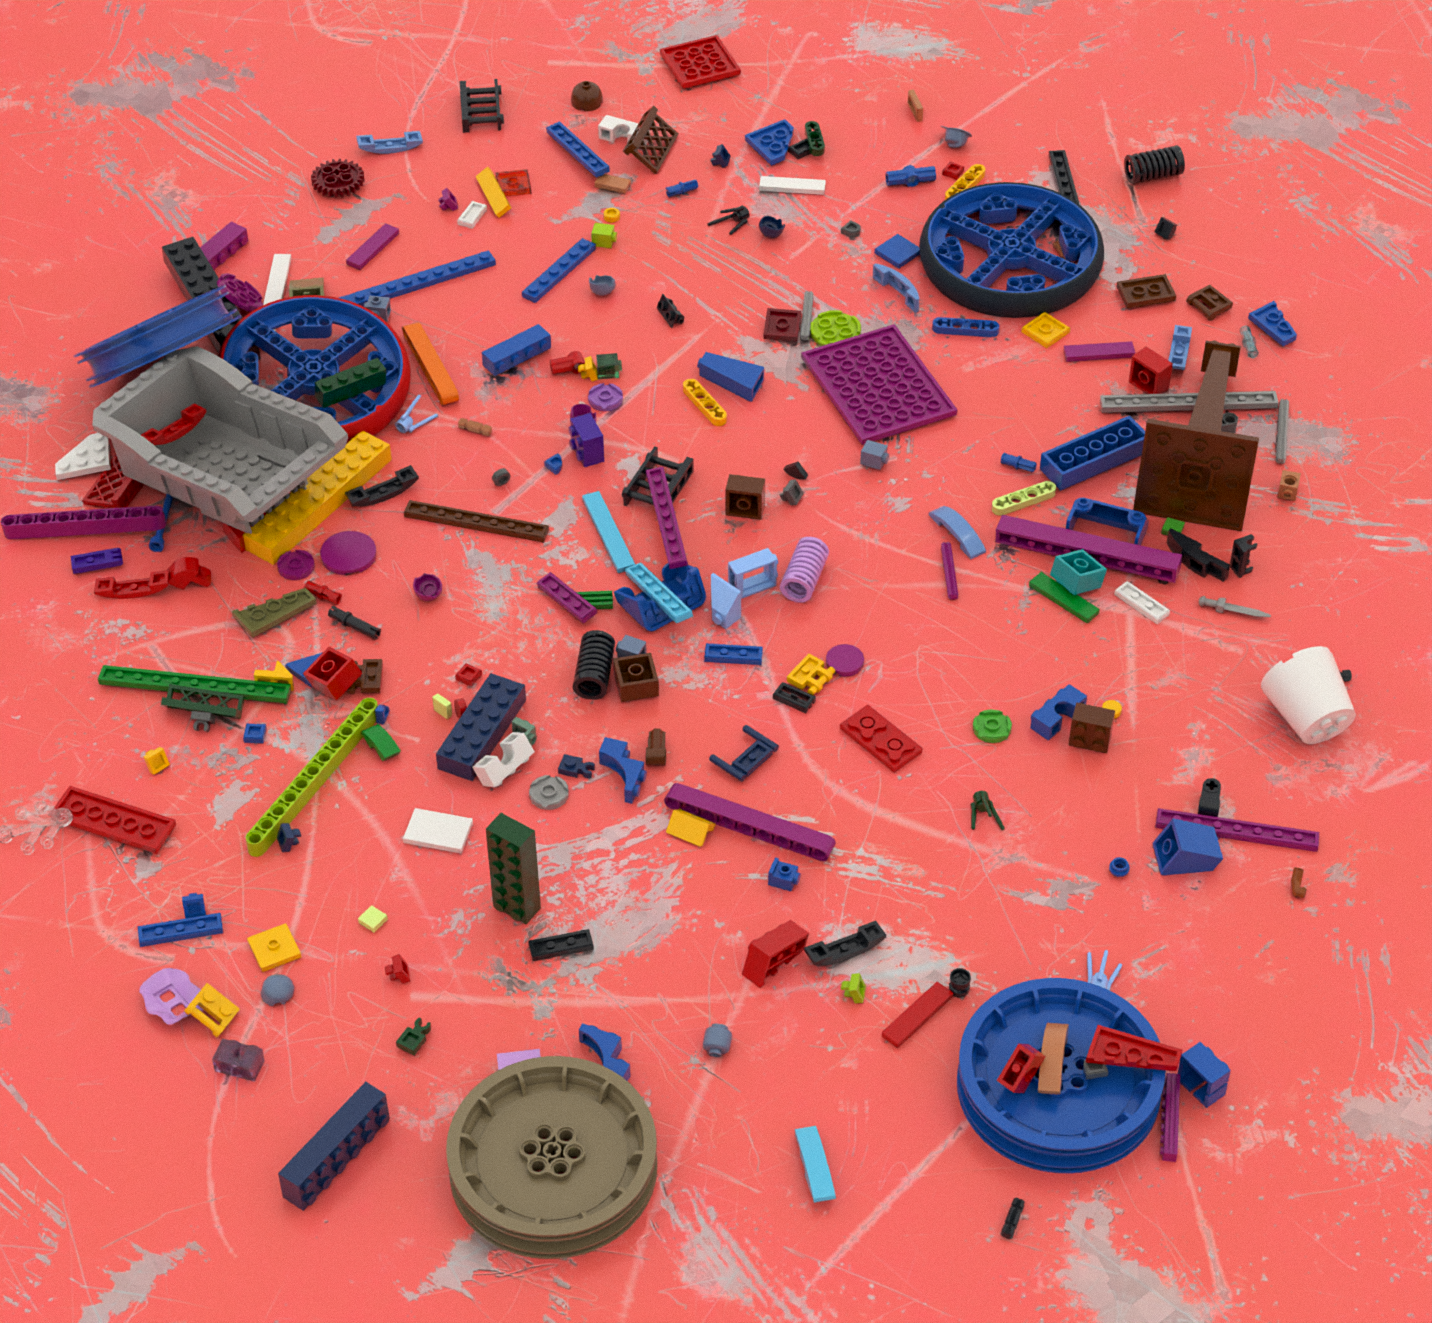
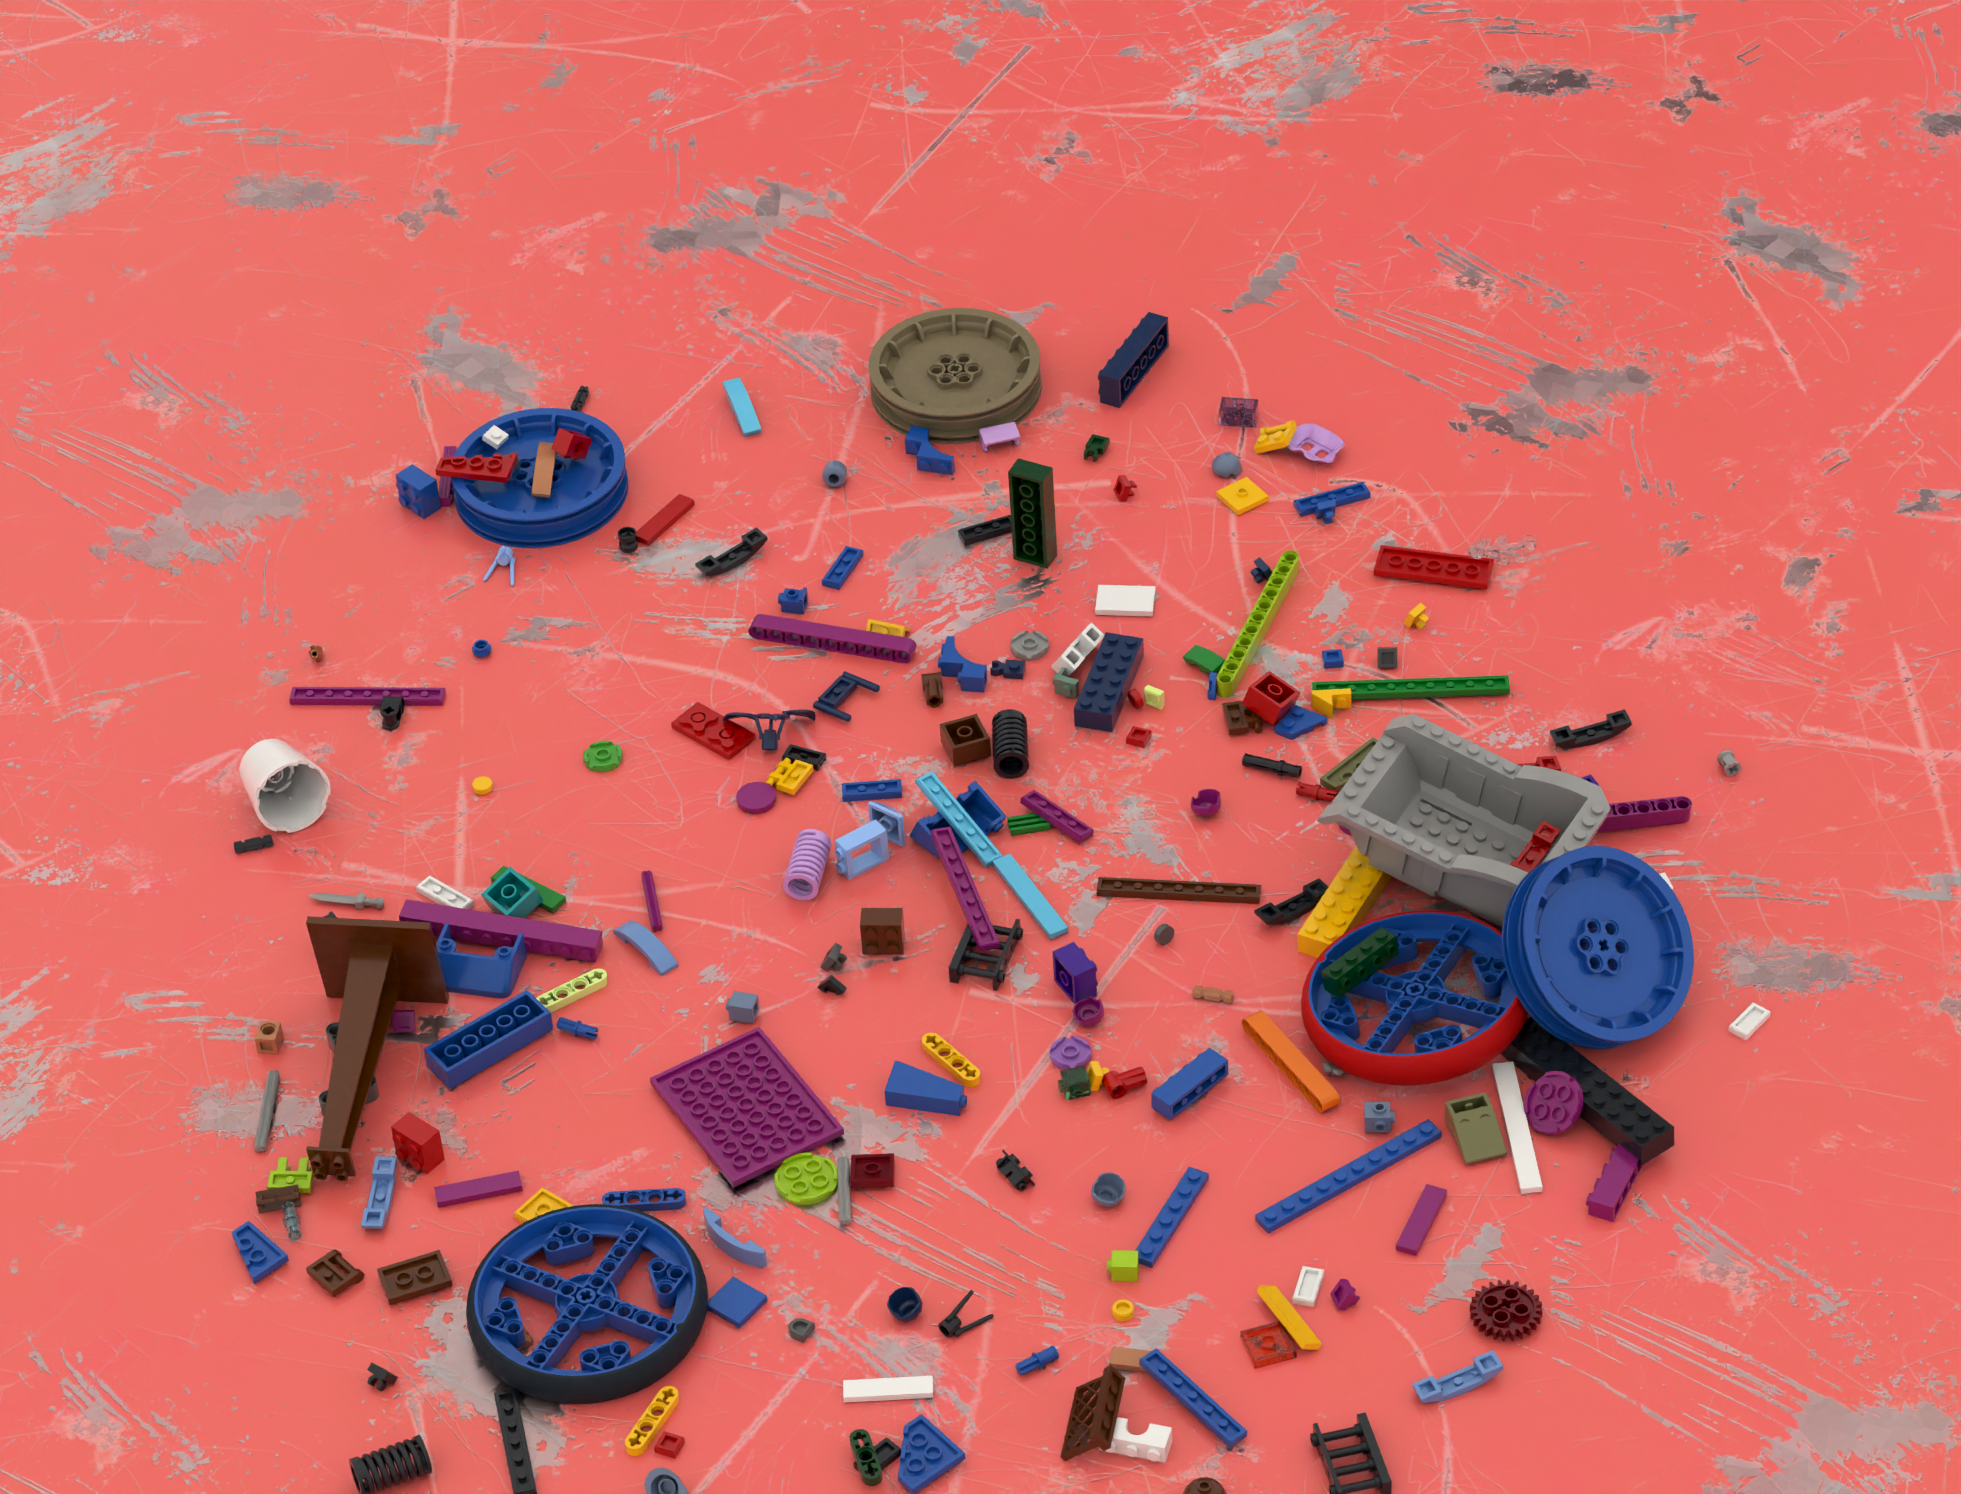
camera: 175 degrees right, 5 degrees down
(49, 618) = (1592, 734): none -> black slope
(54, 355) = (1749, 1021): none -> white tile
(200, 707) = (1393, 666): dark green fence -> none
(348, 552) = (1305, 838): magenta tile -> none
(372, 918) = (1162, 527): yellowish green tile -> none
(405, 422) = (1293, 985): light blue plant -> none
(554, 464) = (1109, 965): blue tile -> none
(630, 646) = (975, 766): sand blue brick -> none
(720, 156) = (992, 1416): dark blue tile -> none
(725, 918) = (842, 568): none -> blue tile
(773, 950) = (793, 536): red wedge -> none
(823, 681) = (769, 737): none -> dark blue plant
(854, 988) = (719, 524): lime tile -> none
(910, 175) = (727, 1418): blue piece -> none
(983, 804) = (611, 683): dark green plant -> none
(1047, 719) = (547, 761): blue arch -> none
(1091, 727) = (503, 745): reddish brown brick -> none
(1113, 1103) = (495, 437): none -> white plate
(1184, 401) = (375, 1129): light grey plate -> none
(1187, 848) = (416, 662): blue slope -> none
(1254, 354) = (274, 1198): none -> reddish brown hinge
(1254, 370) = (284, 1177): none -> lime plate

